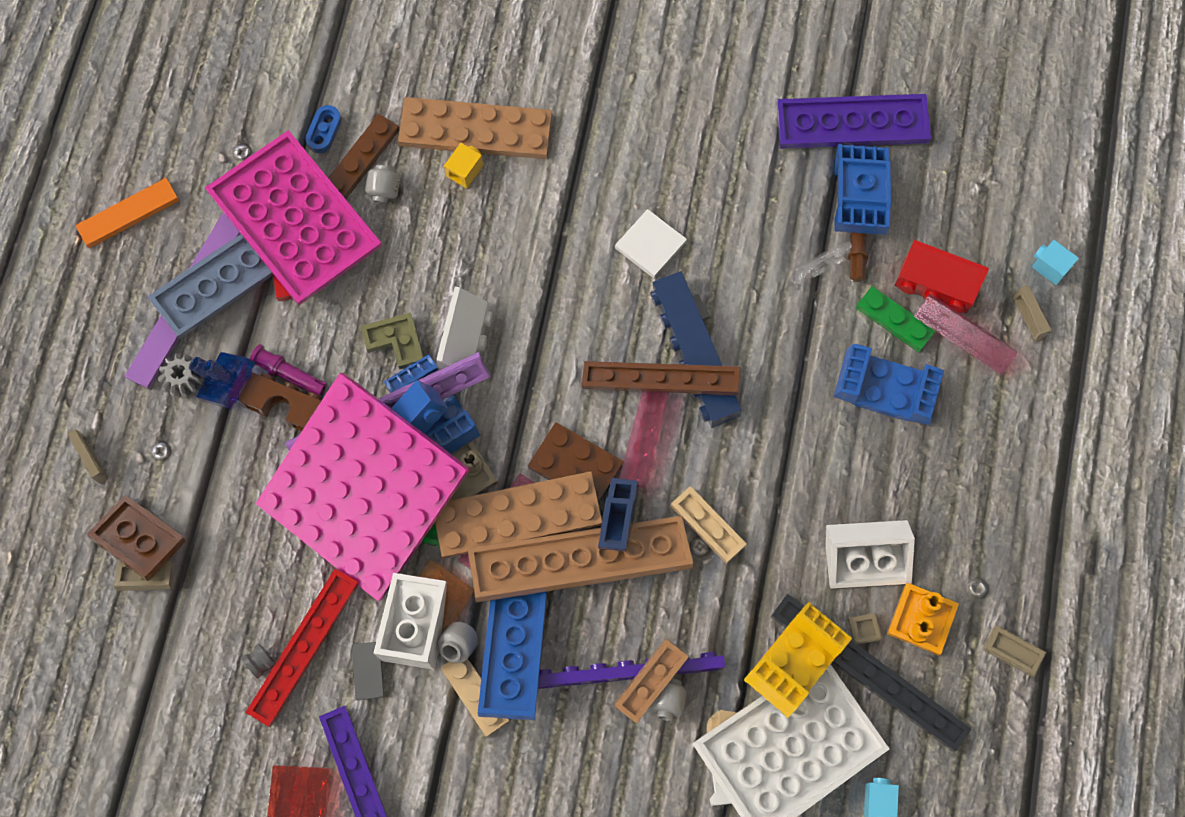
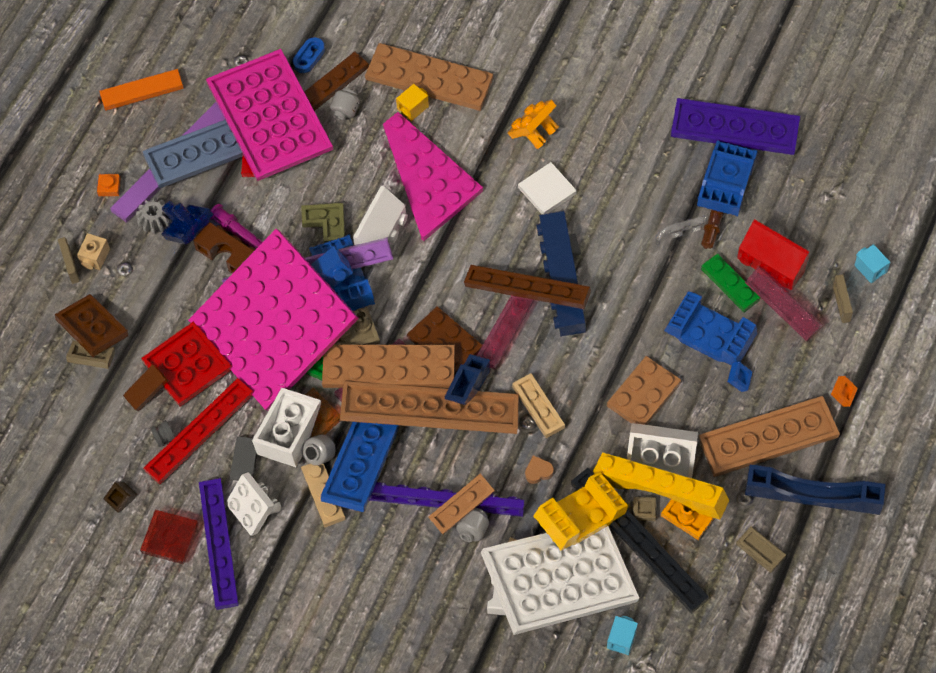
camera: 15 degrees right, 10 degrees down
(115, 345) = (108, 185): none -> orange plate
(116, 439) = (93, 252): none -> tan brick
(223, 605) = (145, 387): none -> reddish brown tile
(224, 752) = (120, 496): none -> dark brown slope
(267, 561) = (188, 363): none -> red plate
(391, 733) = (251, 503): none -> white plate
(510, 260) = (430, 178): none -> dark pink wing
(613, 162) = (533, 117): none -> light orange plate
(727, 607) = (538, 469): none -> medium nougat tile
(828, 480) = (644, 392): none -> medium nougat plate
(906, 606) = (695, 494): none -> yellow arch
(937, 437) = (740, 376): none -> blue plate
(988, 505) = (768, 436): none -> medium nougat plate
(1062, 430) = (844, 391): none -> orange plate
(1099, 563) = (851, 496): none -> dark blue arch

